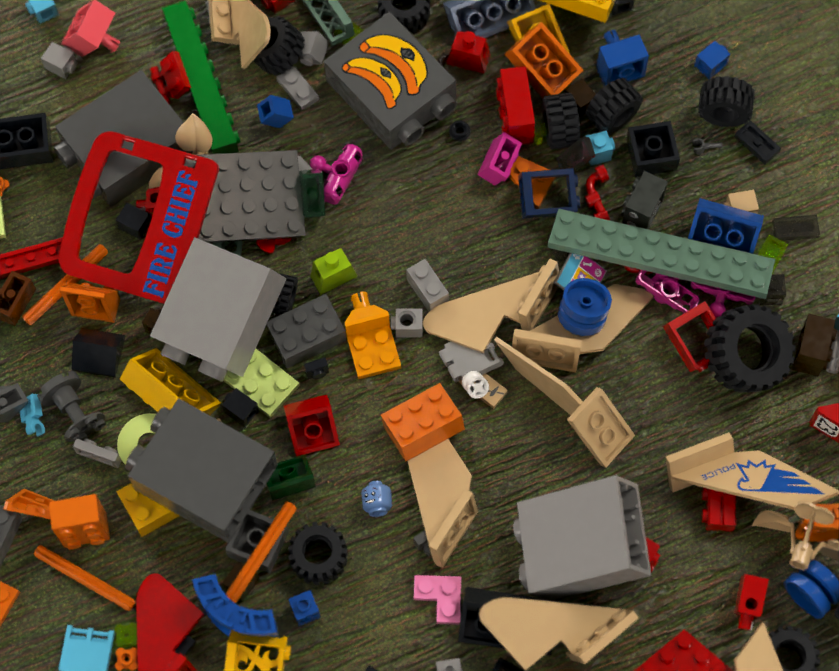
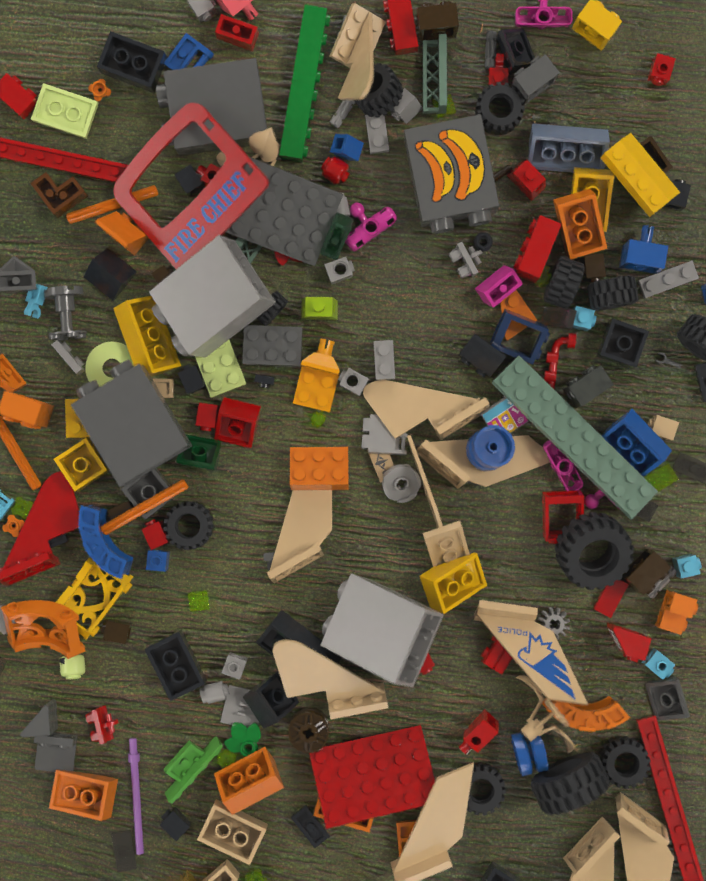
camera: 25 degrees right, 20 degrees up
(66, 105) = (185, 52): none -> blue plate
(108, 65) = (236, 32): none -> red brick
(169, 551) = (82, 464): none -> yellow brick
(174, 74) = (284, 71): red plate -> none
(252, 83) = (341, 112): none -> light grey axle
(275, 138) = (335, 170): none -> red head
(276, 434) = (207, 416): none -> red brick
(287, 582) = (155, 534): none -> red brick
(332, 235) = (333, 276): none -> light grey brick
(372, 630) = (199, 600): none -> clear neon green plate
(376, 499) = (253, 507): medium blue head -> none
(393, 378) = (318, 419): none -> clear neon green plate
(445, 591) = (266, 601): bright pink plate -> none
(454, 151) = (461, 253): none -> light grey hips
(478, 389) = (374, 461): white wheel -> none
(504, 400) = (392, 477): none -> light grey plate
(522, 229) = (481, 356): none -> black slope
(629, 455) = (453, 582): none -> yellow slope
(660, 73) = (668, 279): none -> light grey plate
(753, 439) = (555, 616): none -> light grey gear
(796, 394) = (610, 598): none -> red tile

